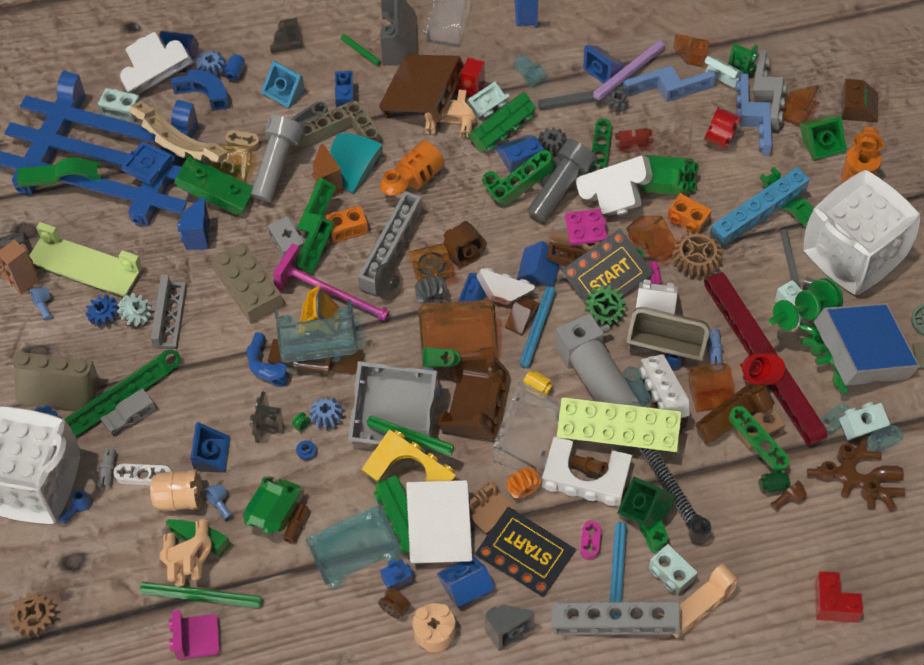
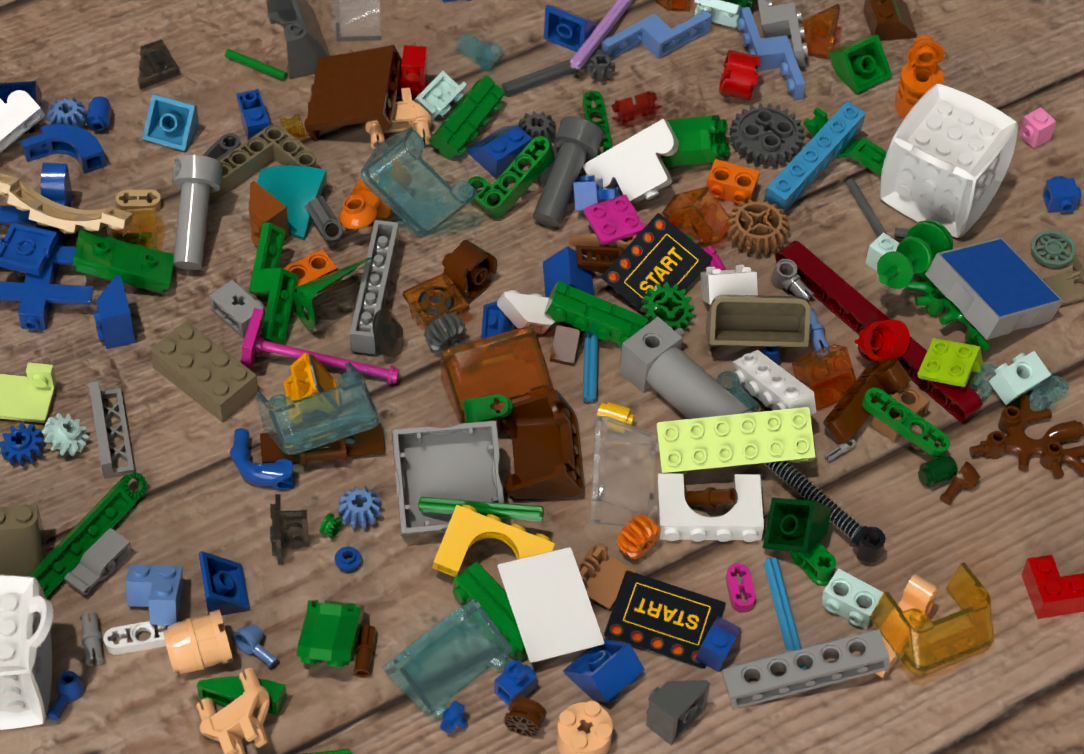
camera: 20 degrees left, 5 degrees down
(161, 443) = (157, 588): none -> medium blue brick
(339, 236) = (304, 293): none -> green piece
(343, 591) = (453, 717): none -> blue plant
(369, 181) = (324, 218): none -> dark grey piece
(370, 104) = (293, 125): none -> clear yellow wheel
(436, 171) = (411, 185): none -> clear light blue windscreen
(544, 299) = (593, 314): none -> green brick
(558, 579) = (717, 643): none -> blue slope
(576, 200) = (590, 191): none -> brick
(704, 447) = (840, 450): none -> light grey pin
(709, 304) = (791, 280): none -> light grey pin
(724, 179) = (767, 134): none -> dark grey gear
(730, 623) = (938, 644): none -> clear yellow windscreen
(811, 397) = (950, 362): none -> lime bracket

